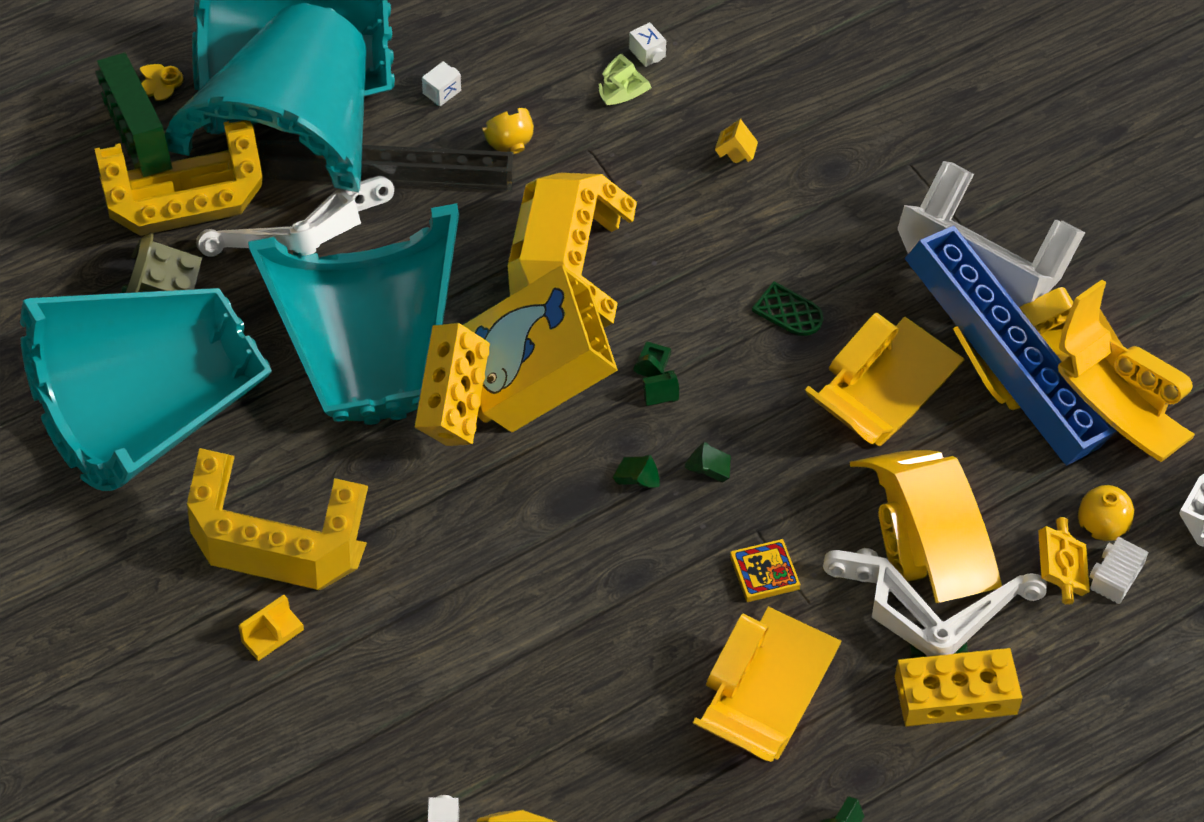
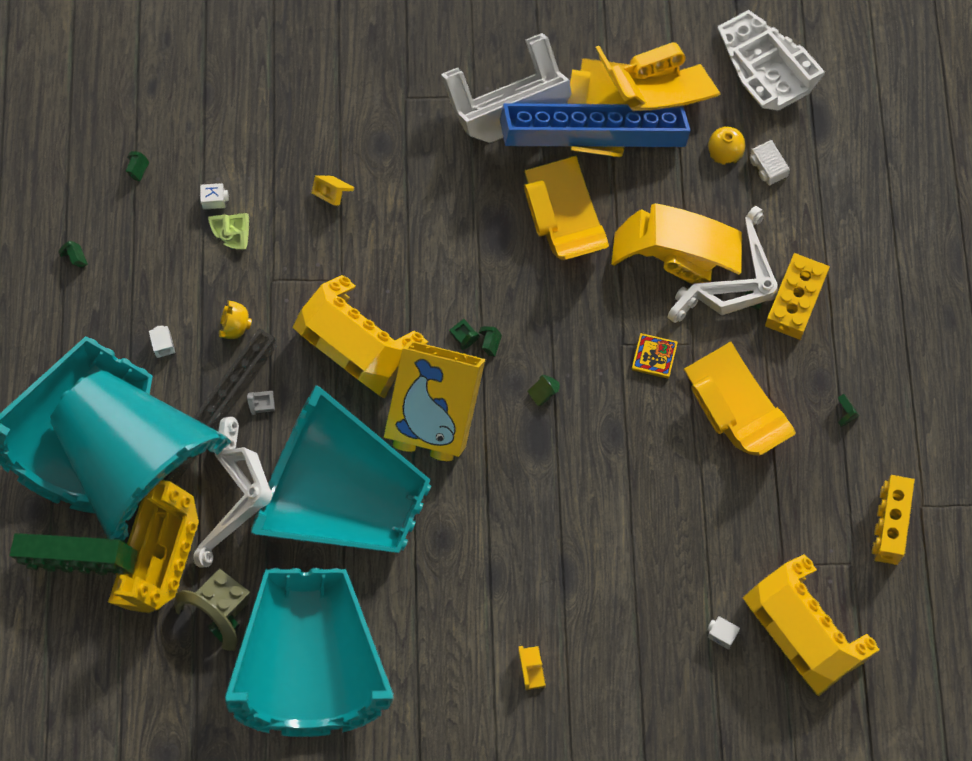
camera: 55 degrees left, 15 degrees up
(160, 80) = (35, 525): yellow plate -> none
(273, 547) = (473, 631): yellow wedge -> none
(425, 200) = (261, 402): none -> light grey tile
(452, 384) = (433, 469): yellow brick -> none
(709, 462) = (562, 344): dark green tile -> none
(774, 318) = (474, 246): dark green window -> none
(1064, 561) = (749, 188): yellow plate -> none

